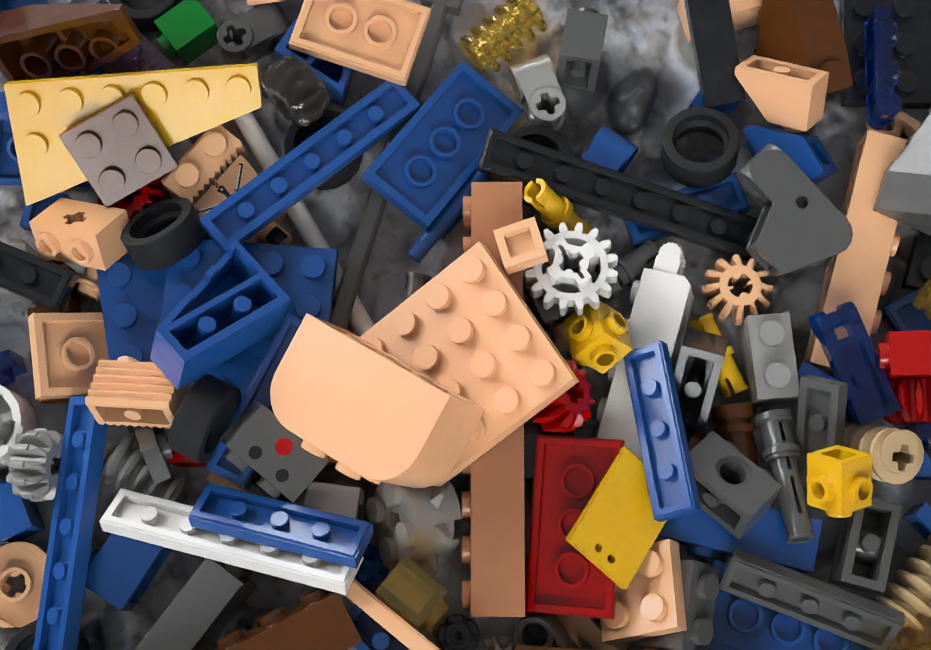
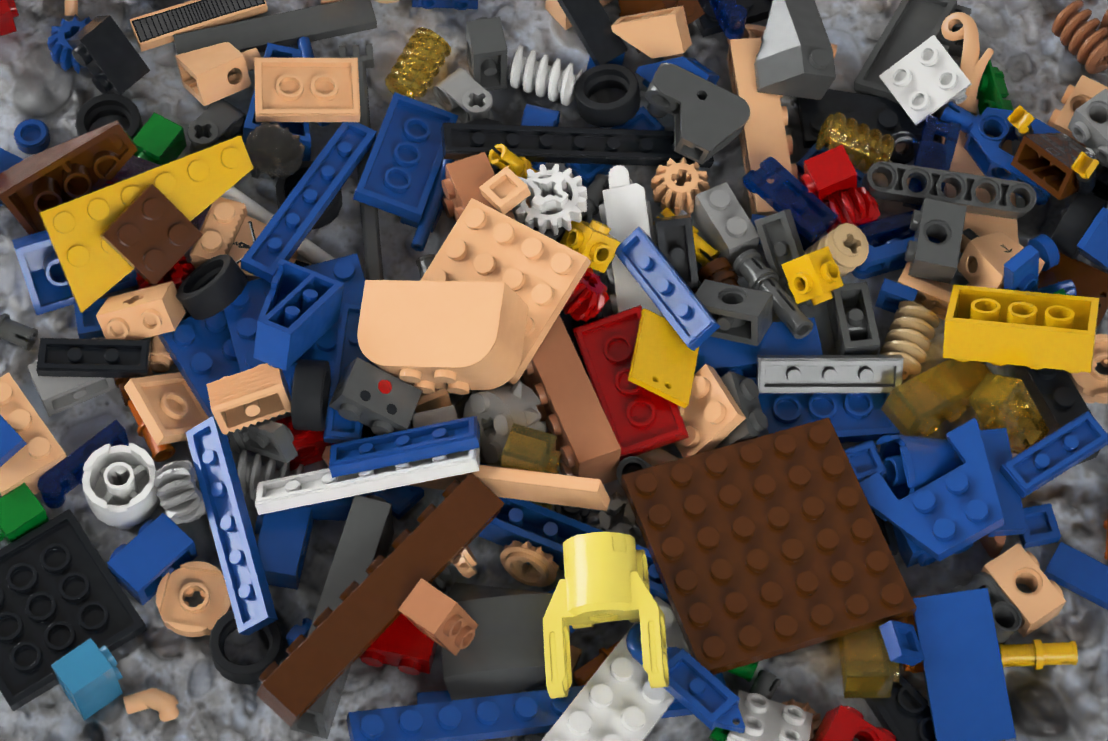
camera: 30 degrees left, 15 degrees down
(636, 97) = (543, 77): none -> white piece

